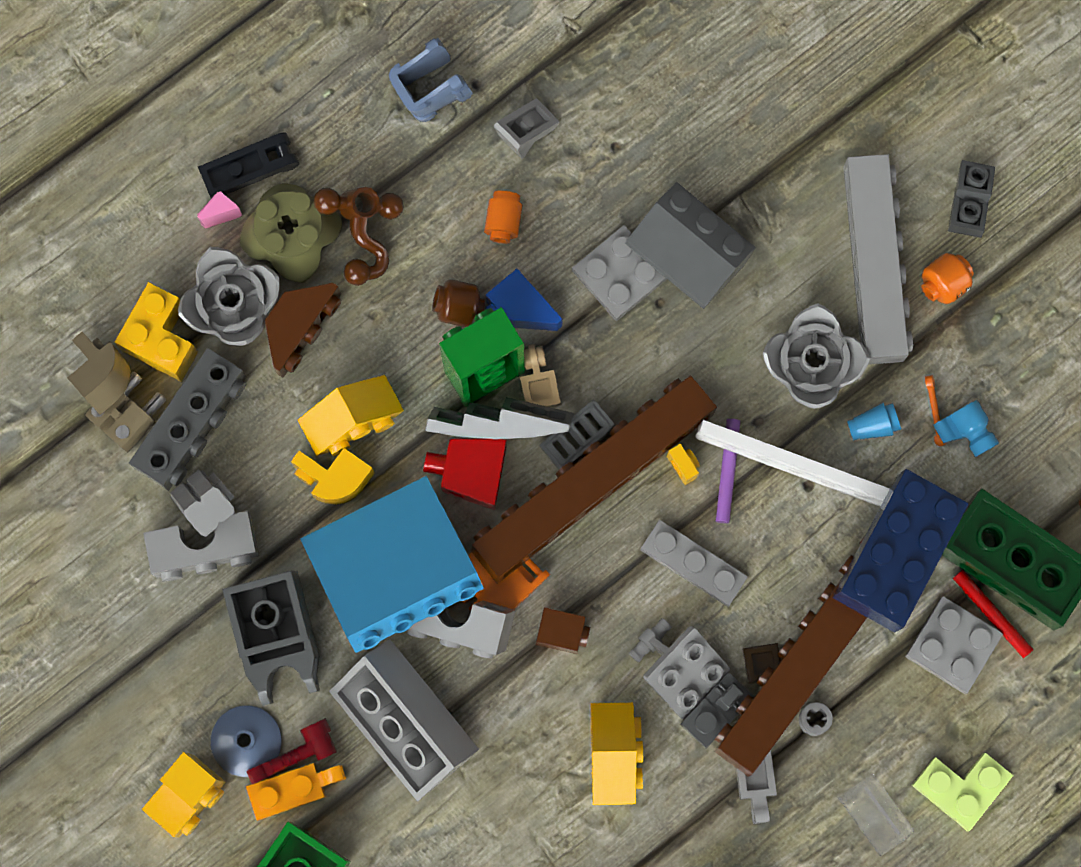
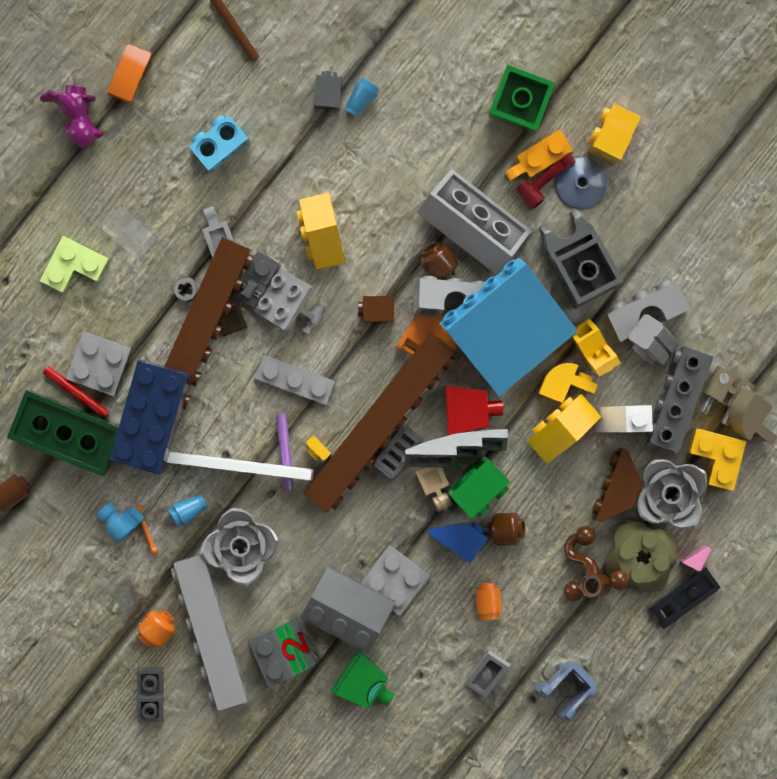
camera: 170 degrees right, 10 degrees up
(265, 407) = (624, 419): none -> white slope
(283, 510) = (594, 348): none -> yellow brick
(464, 676) = (438, 261): none -> reddish brown head
(691, 150) = (363, 682): none -> green torso
(788, 212) = (282, 652): none -> dark grey slope

